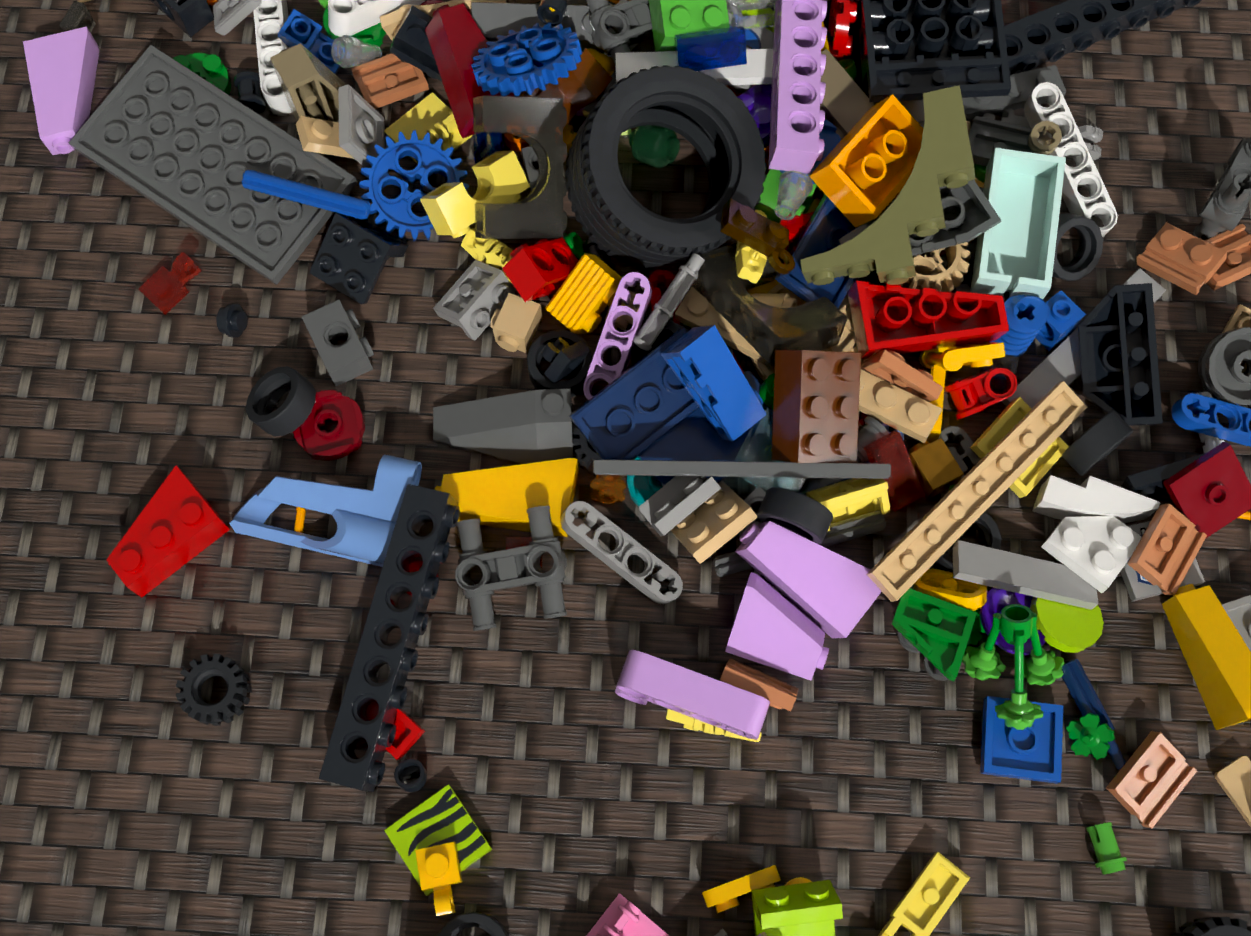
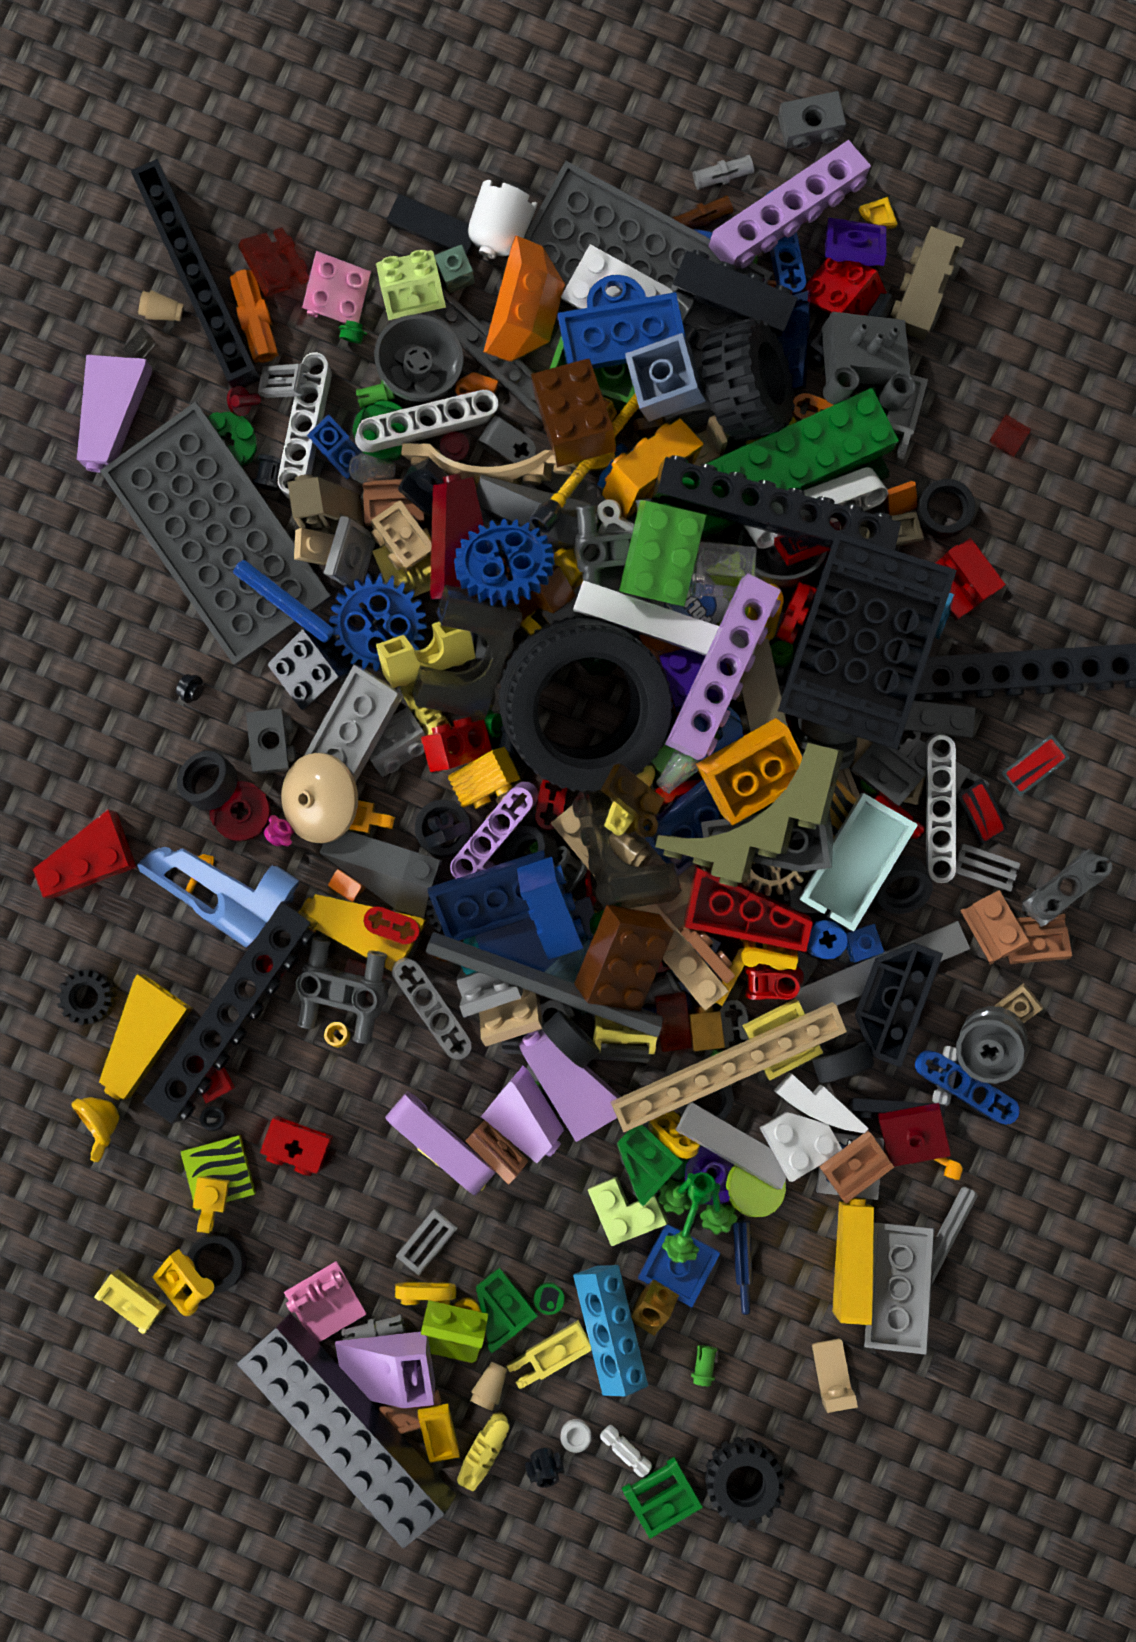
camera: 25 degrees right, 15 degrees up
(167, 287) = (145, 634): clear red plate -> none
(200, 39) = (240, 400): none -> dark red plate
(272, 828) = (101, 1120): none -> yellow hat
(293, 710) = (142, 1034): none -> yellow slope
(379, 430) = (278, 831): none -> dark pink plate
(408, 100) = (401, 537): none -> tan bracket
(423, 298) = (356, 720): none -> light grey plate
(426, 381) = (330, 796): none -> tan dish
(464, 383) = (366, 817): none -> light orange plate
(475, 454) = (346, 885): none -> orange slope
(503, 757) = (285, 1132): none -> red brick
(516, 323) = (418, 780): tan brick -> none
(527, 617) = (332, 1039): none -> yellow hinge
(543, 465) = (389, 932): none -> red beam
(668, 303) = (543, 821): light grey piece -> none
(708, 859) = (443, 1221): none -> light grey tile
(711, 48) = (661, 615): clear blue plate -> none
(847, 866) = (505, 1306): none -> green wing
(890, 840) = (549, 1298): none -> tile
(934, 713) = (621, 1219): none -> yellowish green plate
(982, 846) = (610, 1330): none -> dark azure brick
(1019, 810) = (654, 1307): none -> pearl gold brick
(1051, 128) = (912, 783): dark tan bush -> none
(1090, 736) = (731, 1282): green plant -> none
(1111, 155) = (981, 811): none -> slope
(1138, 101) = (1035, 765): none -> red slope
(1144, 203) = (1011, 875): none -> light grey tile
(1151, 779) = (761, 1330): plate -> none

